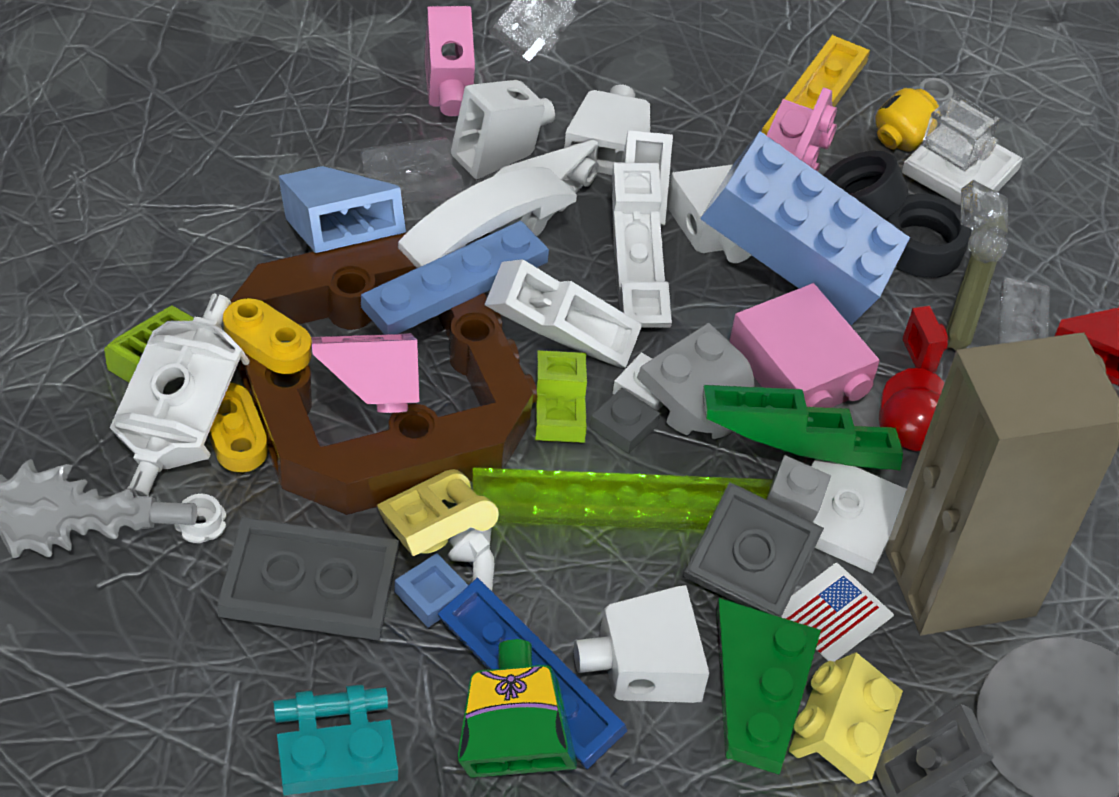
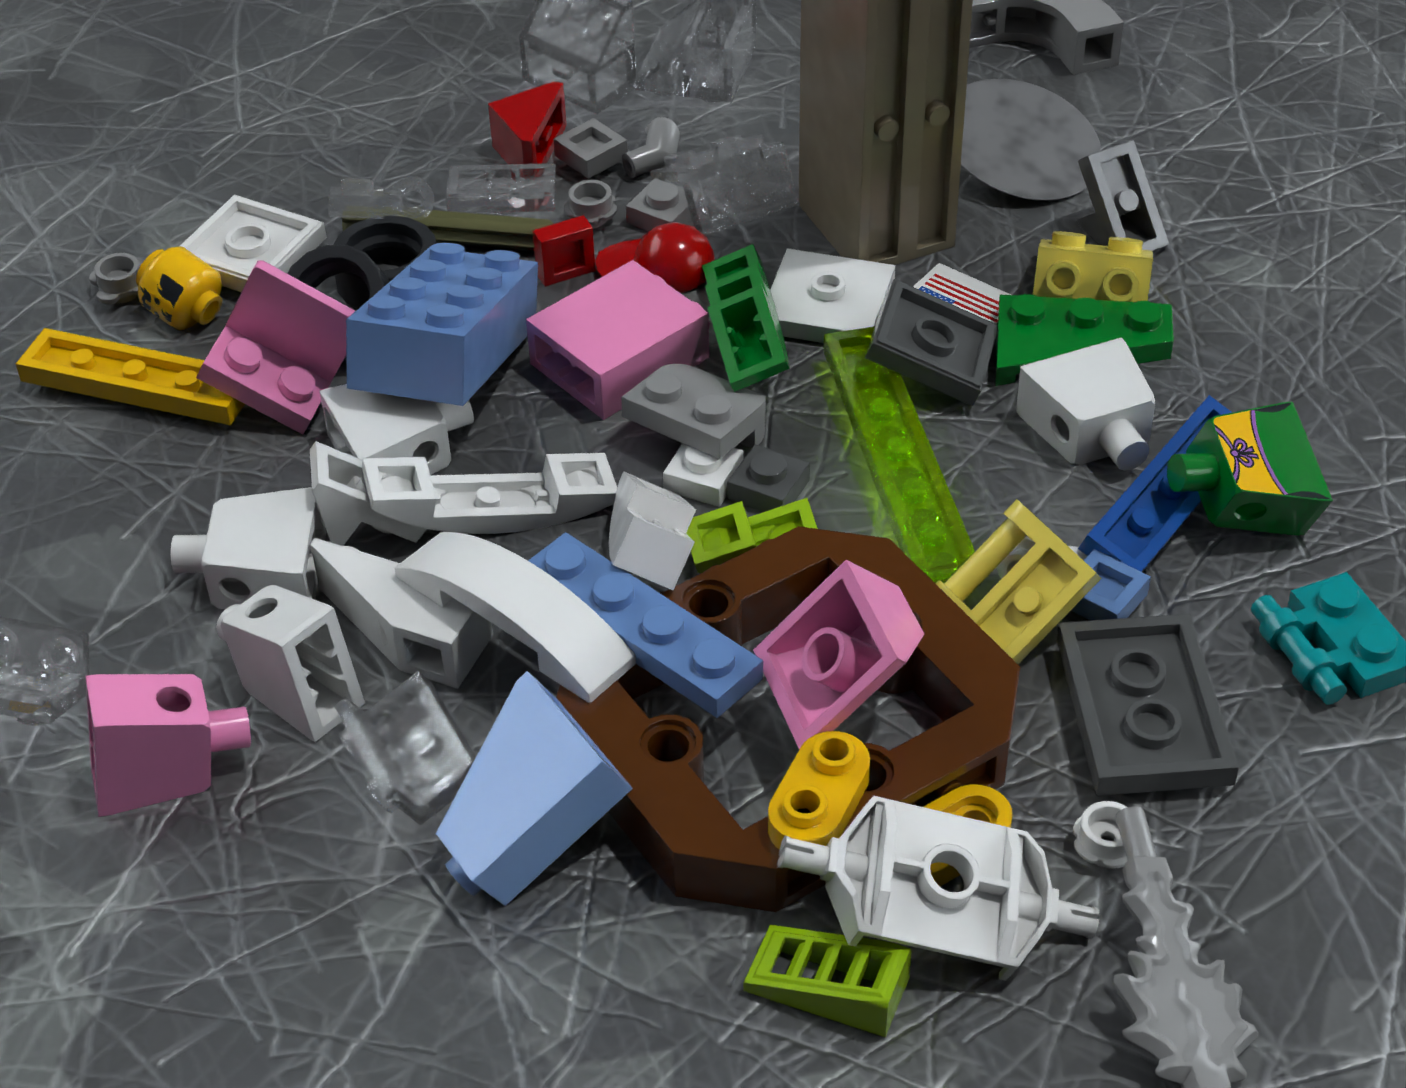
camera: 95 degrees left, 5 degrees down
(798, 488) = (837, 311): light grey plate -> none
(961, 132) = (225, 221): clear brick -> none

